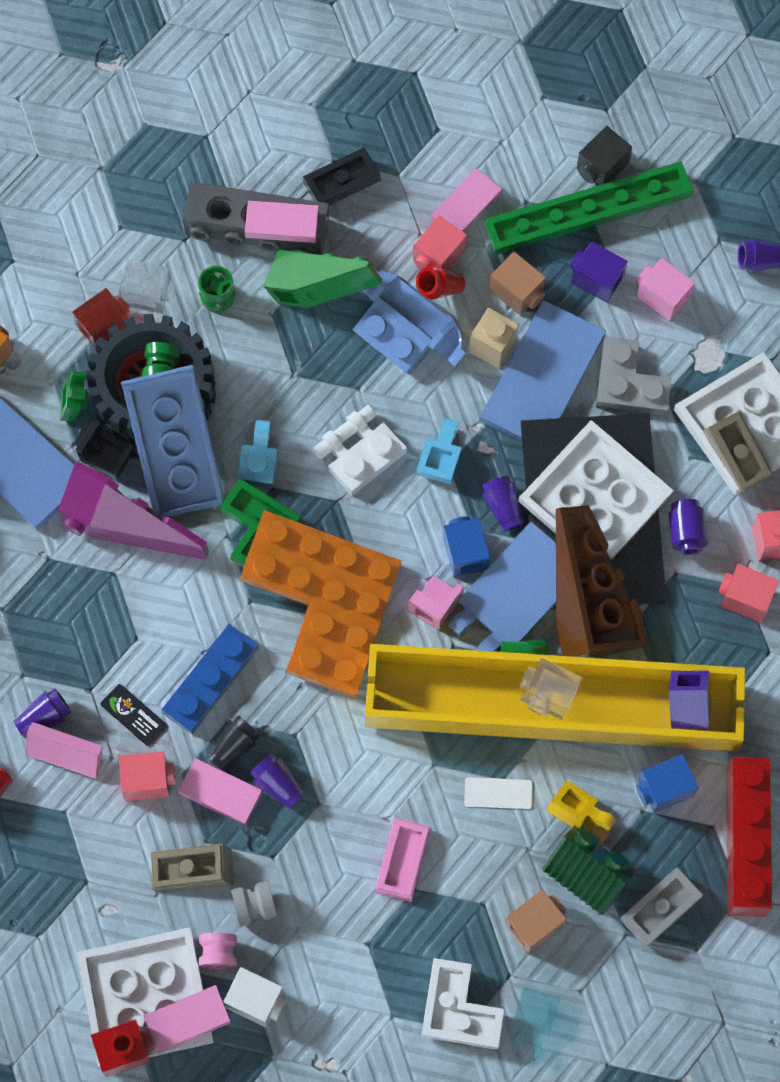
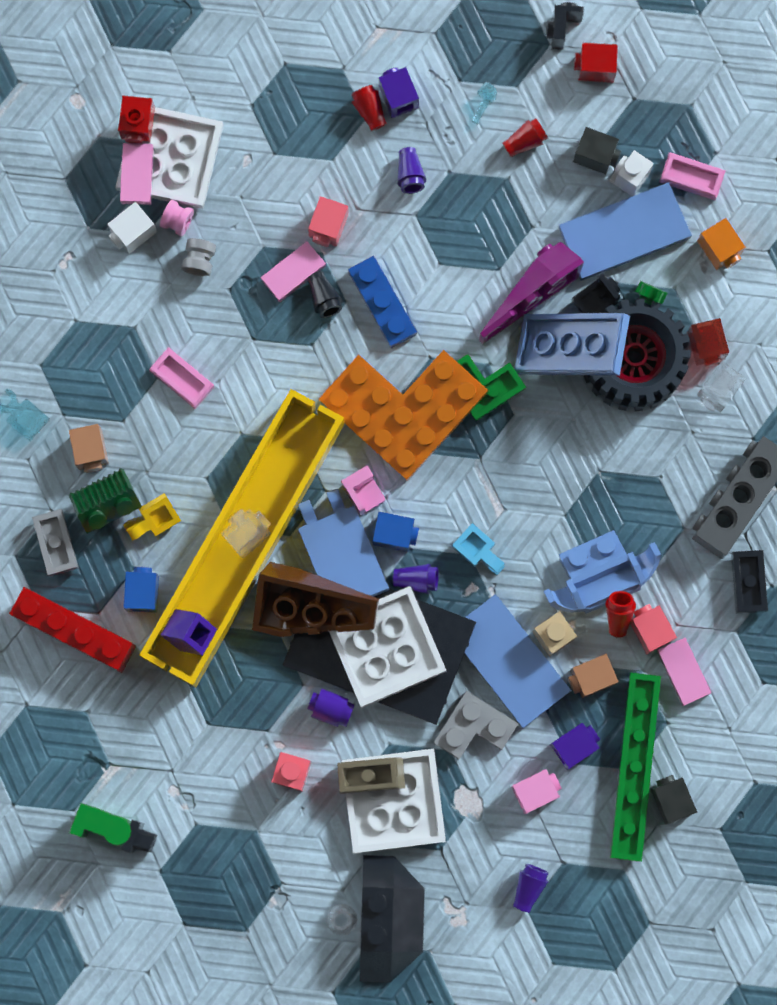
camera: 115 degrees right, 10 degrees up
(64, 750) = (375, 173): bright pink tile -> none
(133, 714) = (382, 237): black sticker -> none
(161, 357) = (646, 364): green wheel -> none
(192, 868) = (247, 229): dark tan slope -> none
(220, 282) = (698, 436): green wheel -> none
(258, 461) = (537, 410): medium azure plate -> none
(277, 780) = (280, 314): dark purple cone -> none
(281, 221) = (724, 509): bright pink tile -> none
(314, 279) = (664, 513): green slope -> none
(366, 458) = (503, 495): white plate -> none
(449, 1015) = (52, 357): white plate -> none
(498, 793) = (198, 470): white sticker -> none
(534, 646) = (288, 538): green arm -> none
(748, 592) = (257, 726): coral brick -> none

